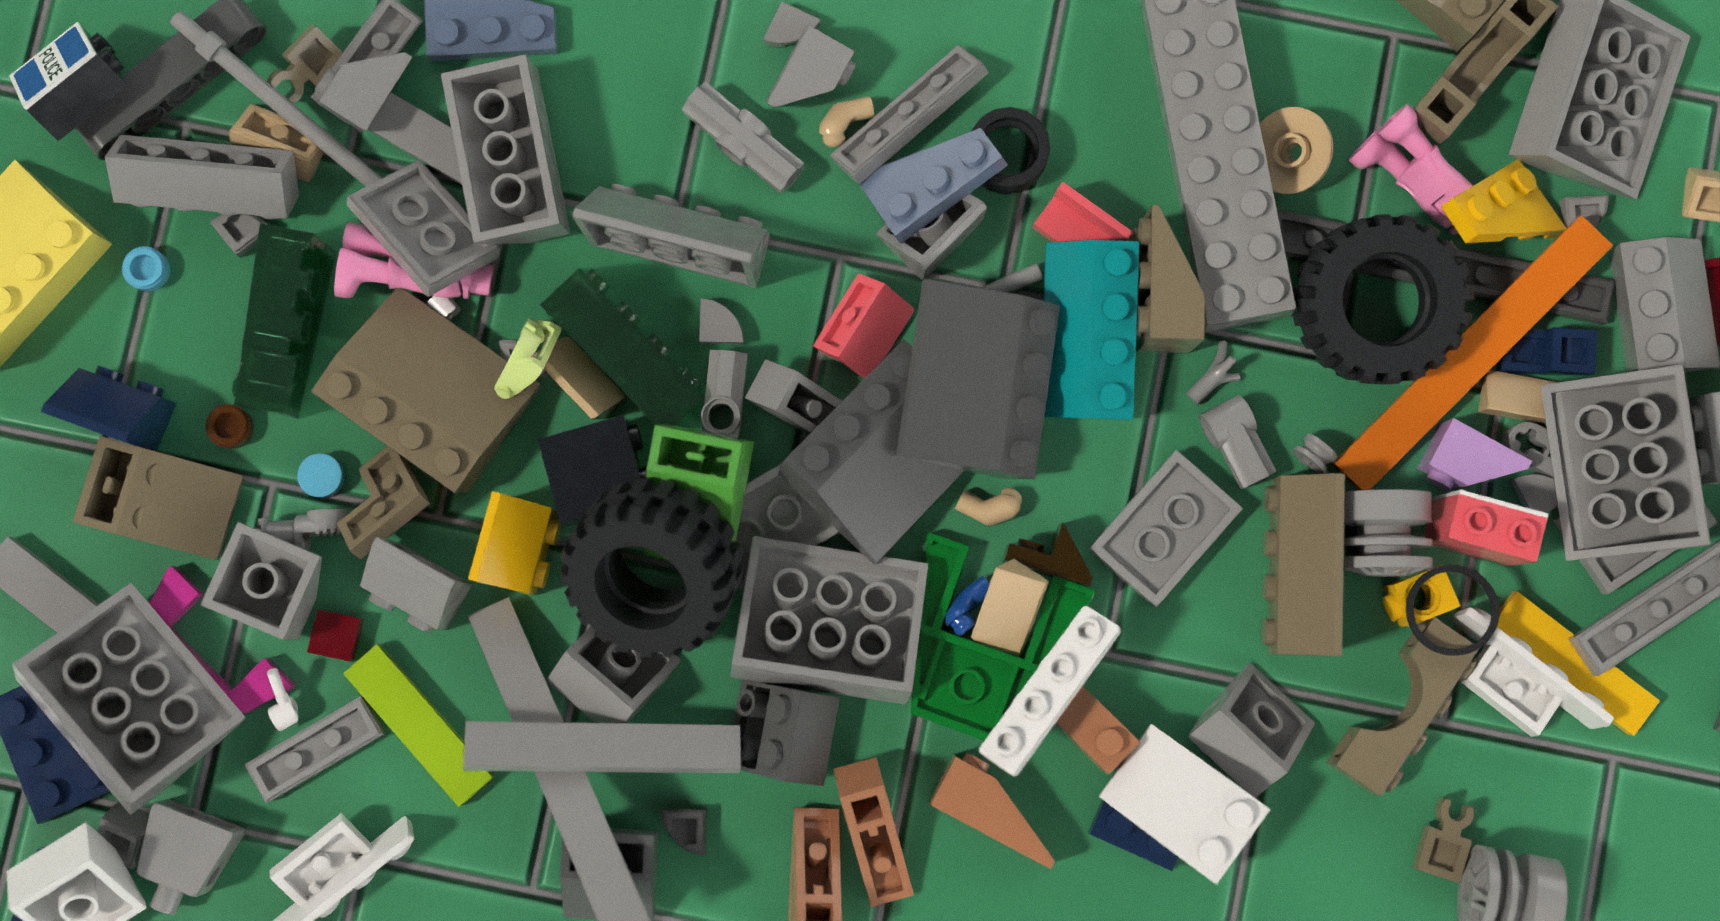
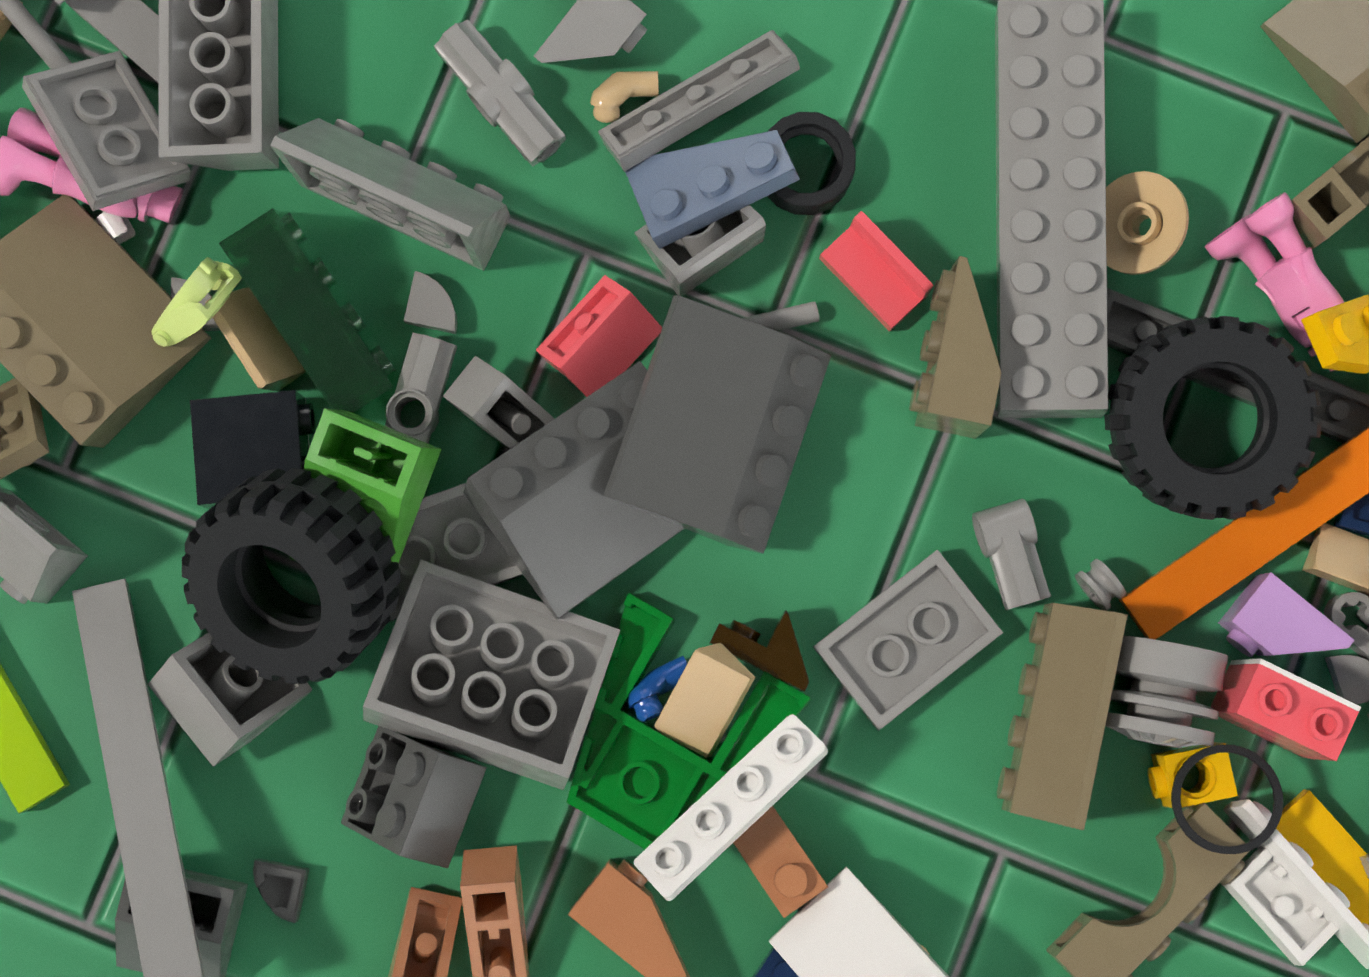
camera: 10 degrees right, 0 degrees up
(515, 544) = (139, 519): yellow slope -> none
(601, 747) = (192, 775): light grey tile -> none
(993, 510) = (708, 581): tan arm -> none
(1095, 328) = (867, 390): teal slope -> none
(1215, 375) = (999, 471): light grey bar -> none
(1252, 731) = (965, 897): light grey slope -> none

